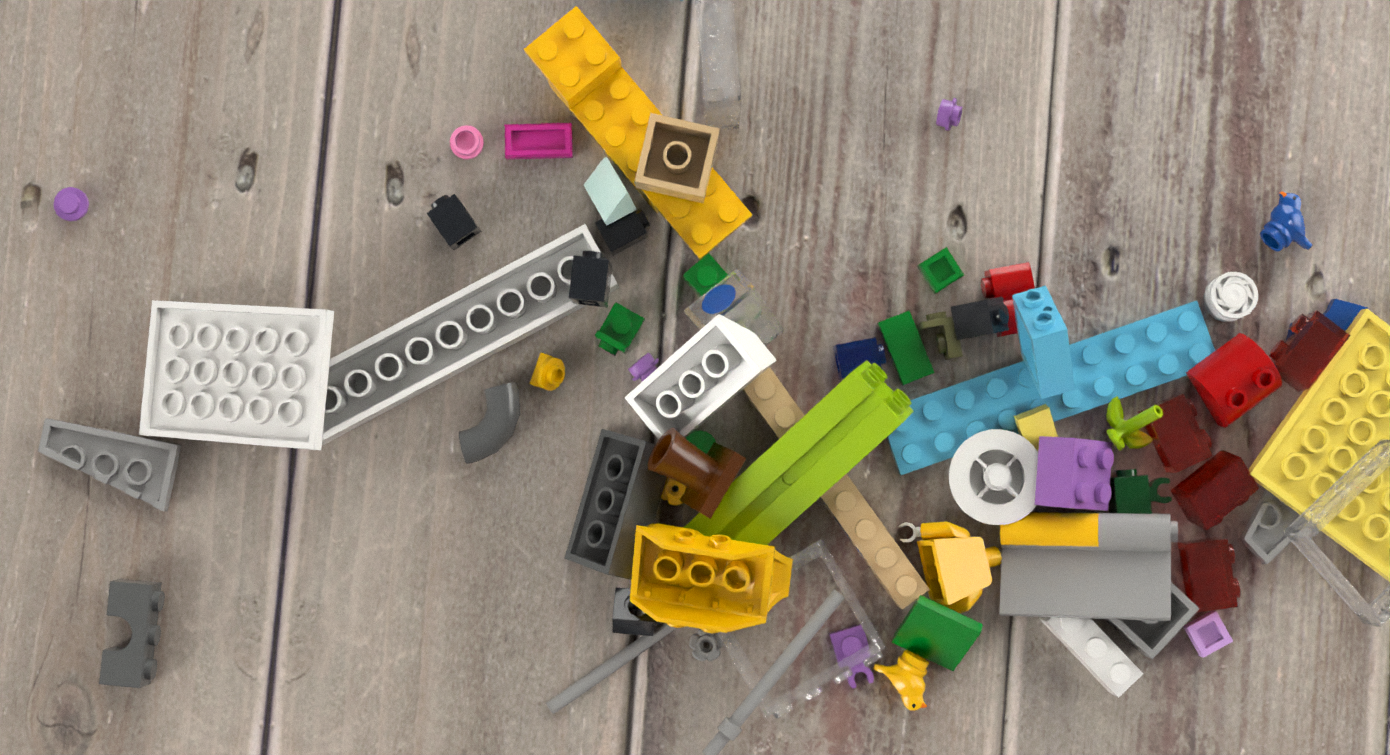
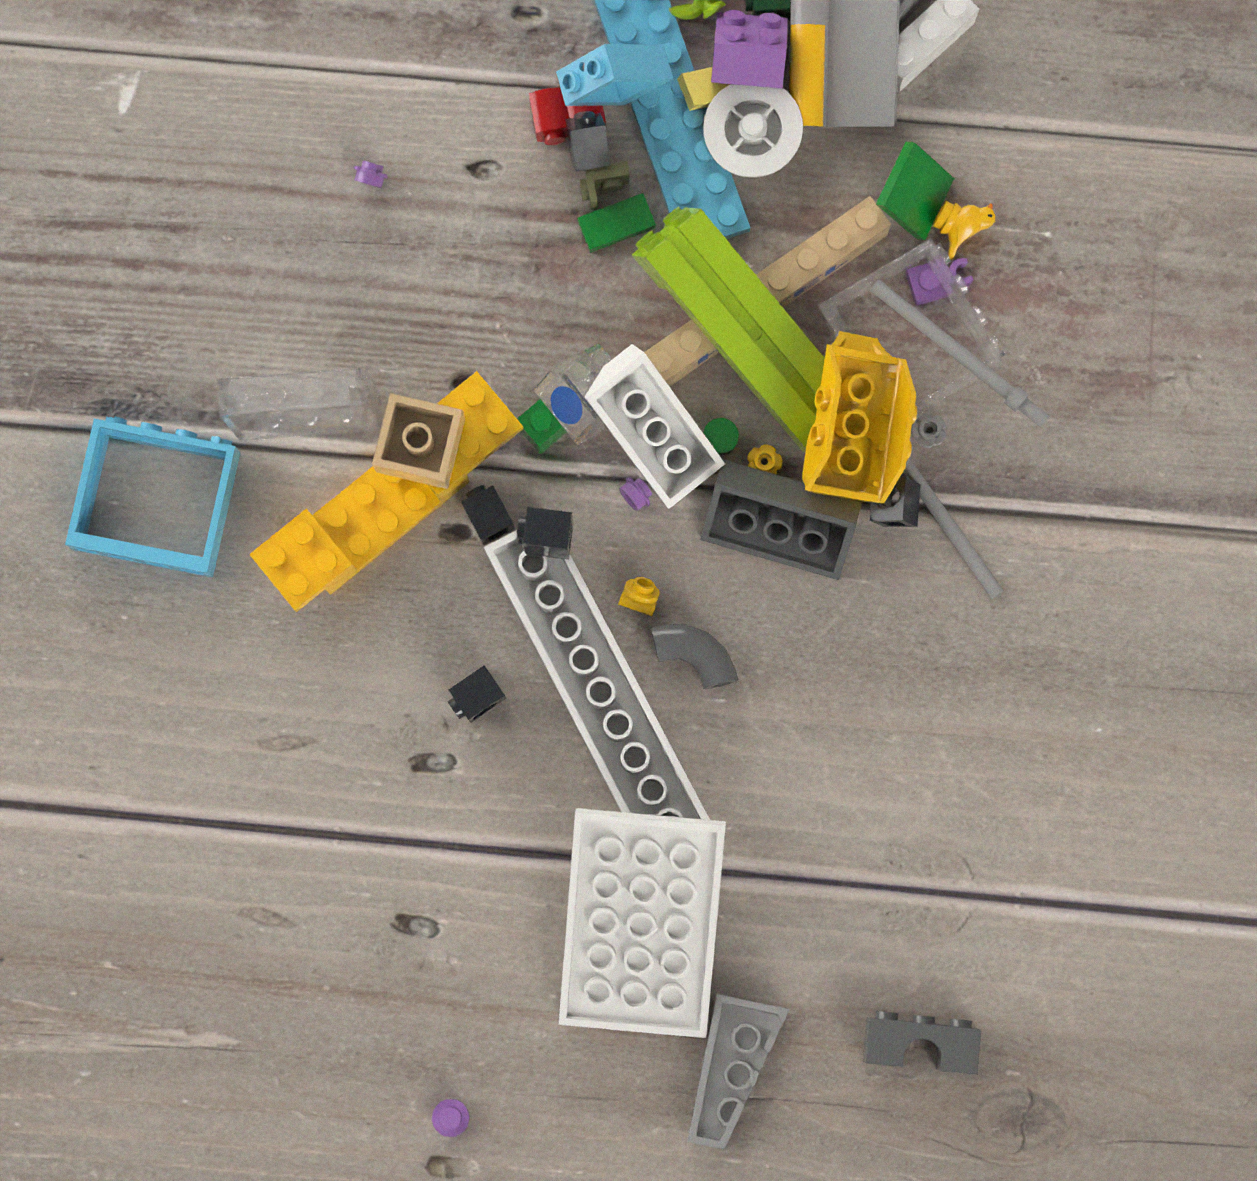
camera: 90 degrees left, 5 degrees down
(466, 142) = (390, 682): bright pink plate -> none
(538, 141) = (389, 605): dark pink tile -> none
(608, 193) = (448, 526): light aqua slope -> none
(619, 329) = (596, 520): green bracket -> none
(704, 474) = (750, 422): reddish brown plant -> none
(853, 354) = (625, 272): clear blue brick -> none
(940, 270) = (535, 186): green tile -> none
(954, 563) = (842, 173): yellow torso -> none

